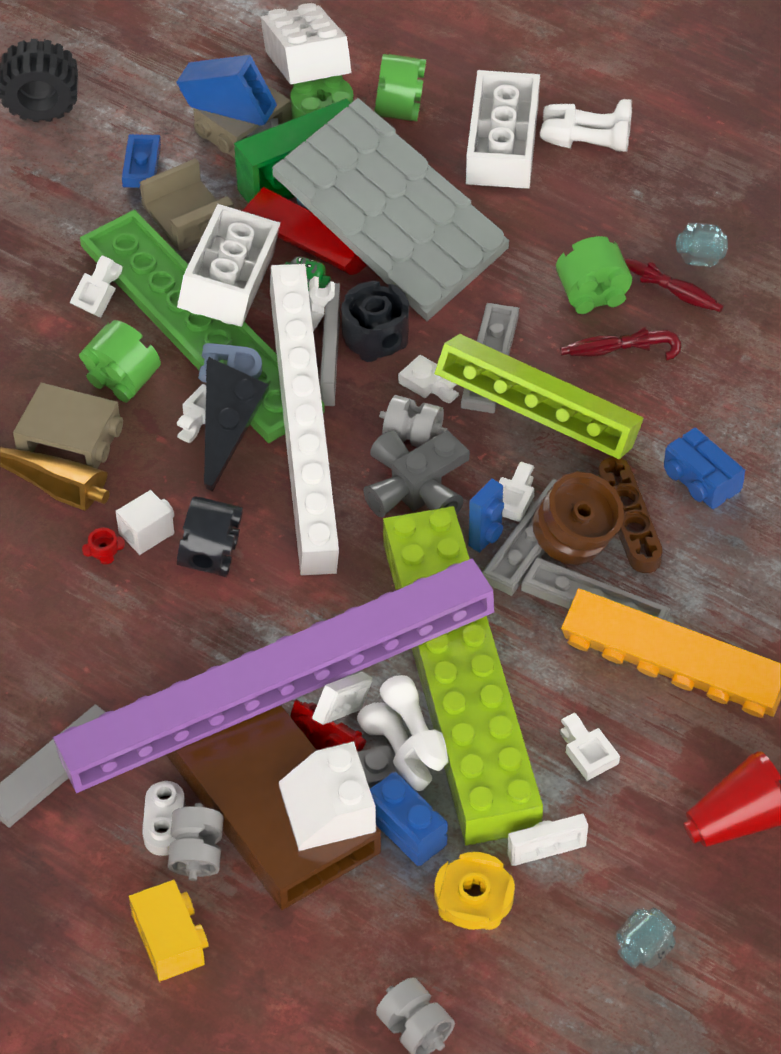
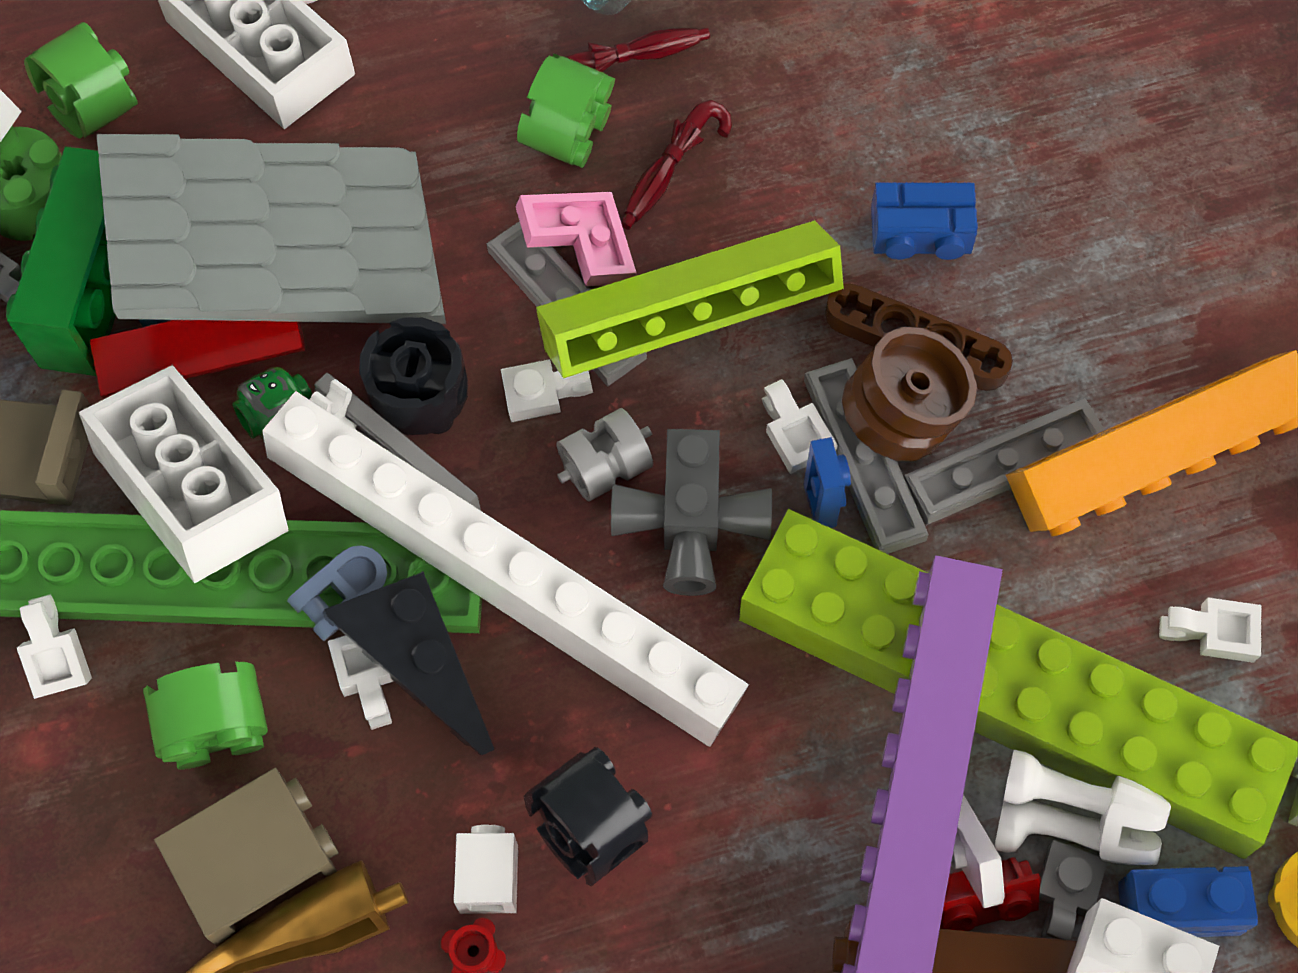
camera: 50 degrees left, 15 degrees up
(538, 328) = (588, 224): none -> bright pink plate

